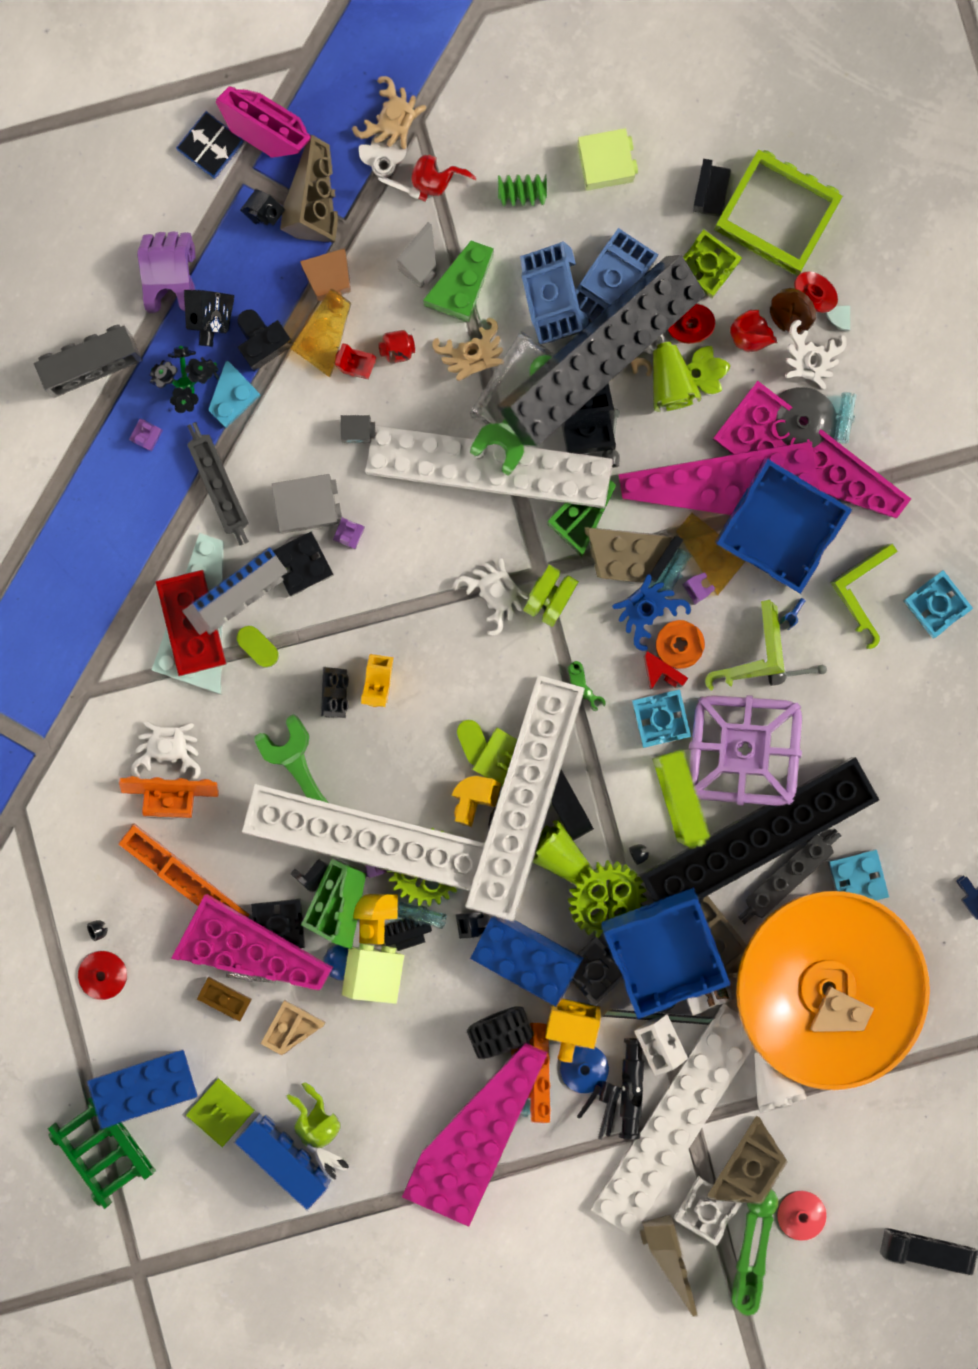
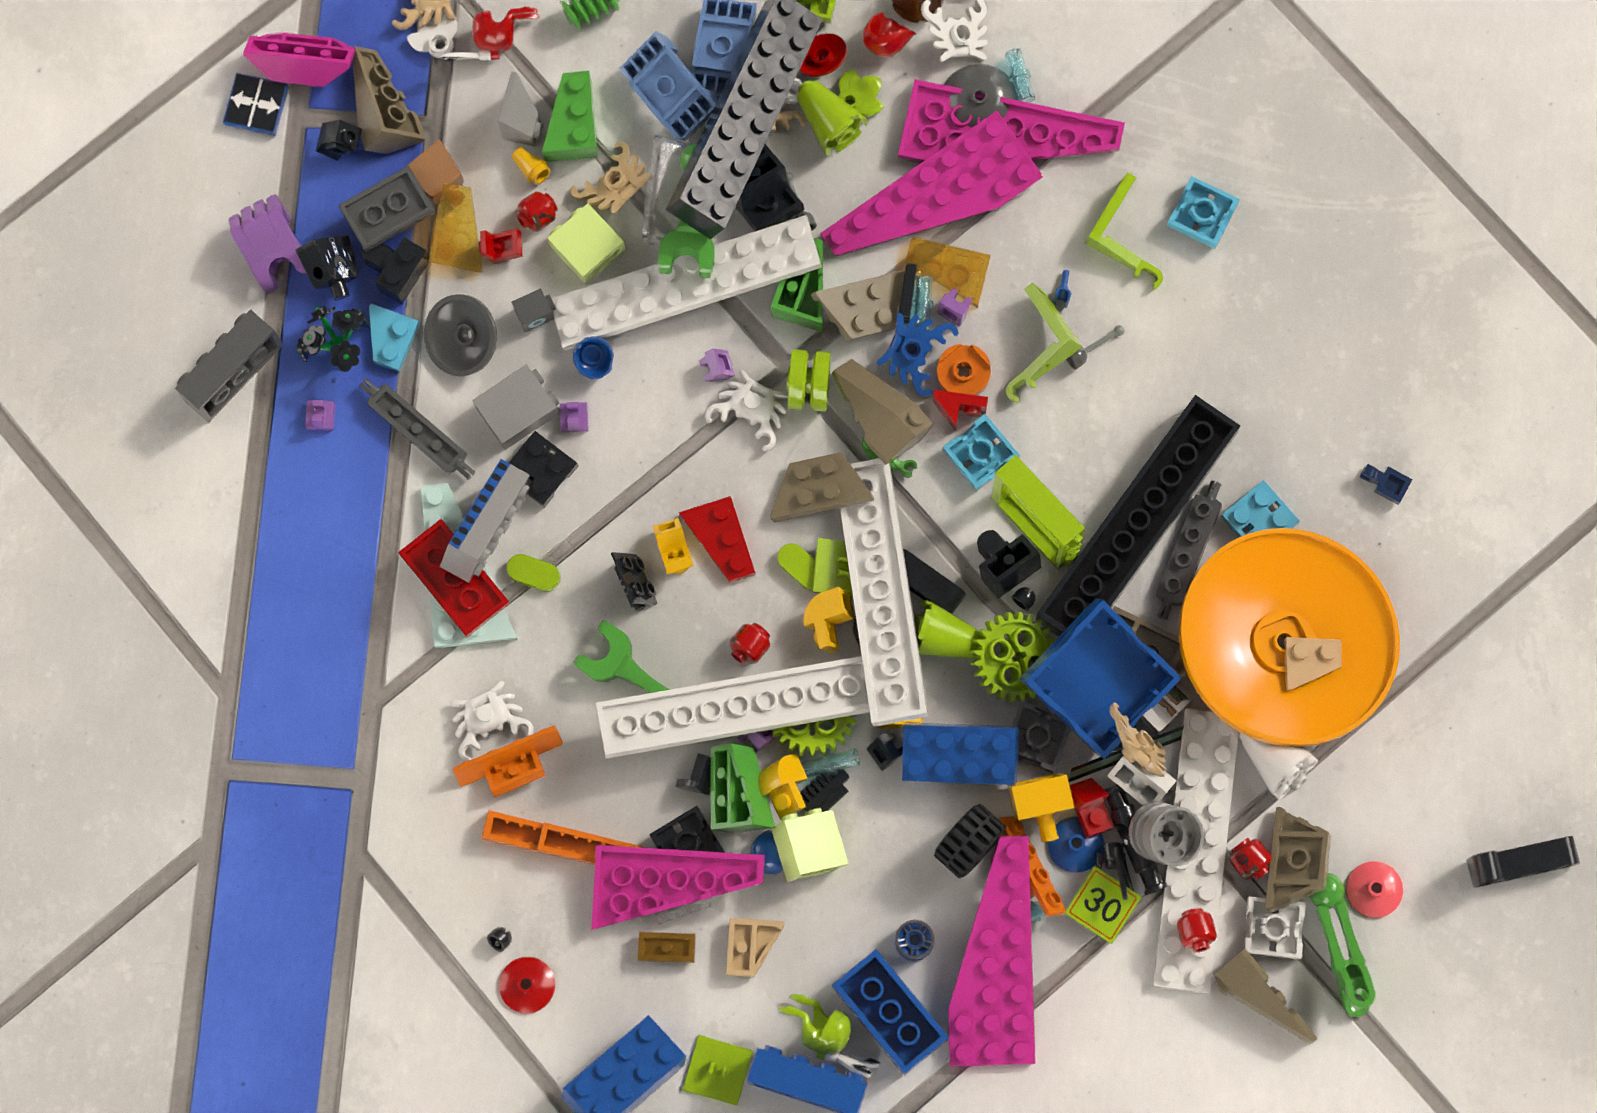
camera: 20 degrees left, 10 degrees down
(274, 289) = (387, 208): none -> dark grey tile
(277, 421) = (448, 338): none -> dark grey dish
(374, 1135) = (890, 1012): none -> blue brick
(386, 493) = (593, 357): none -> blue hair
(402, 788) = (749, 643): none -> red head
(410, 305) = (532, 167): none -> yellow cone
(421, 688) = (721, 536): none -> red wing
(421, 1096) = (909, 929): none -> wheel
(424, 392) = (586, 243): none -> yellowish green piece
(485, 545) = (719, 365): none -> medium lavender tile
(517, 686) = (818, 487): none -> dark tan wing
(579, 1129) = (1101, 906): none -> lime piece
(598, 651) = (887, 416): none -> dark tan wedge
(609, 1046) = (1090, 807): none -> red slope
(637, 820) = (1006, 562): none -> black brick
(644, 1186) = (1196, 929): none -> red head
(657, 1103) = (1179, 836): none -> light grey wheel
(669, 1023) = (1139, 745): none -> tan animal
(715, 1148) = (1250, 859): none -> red head
(756, 761) = (1087, 424): lavender plate -> none
(783, 525) = (1009, 203): blue tile -> none

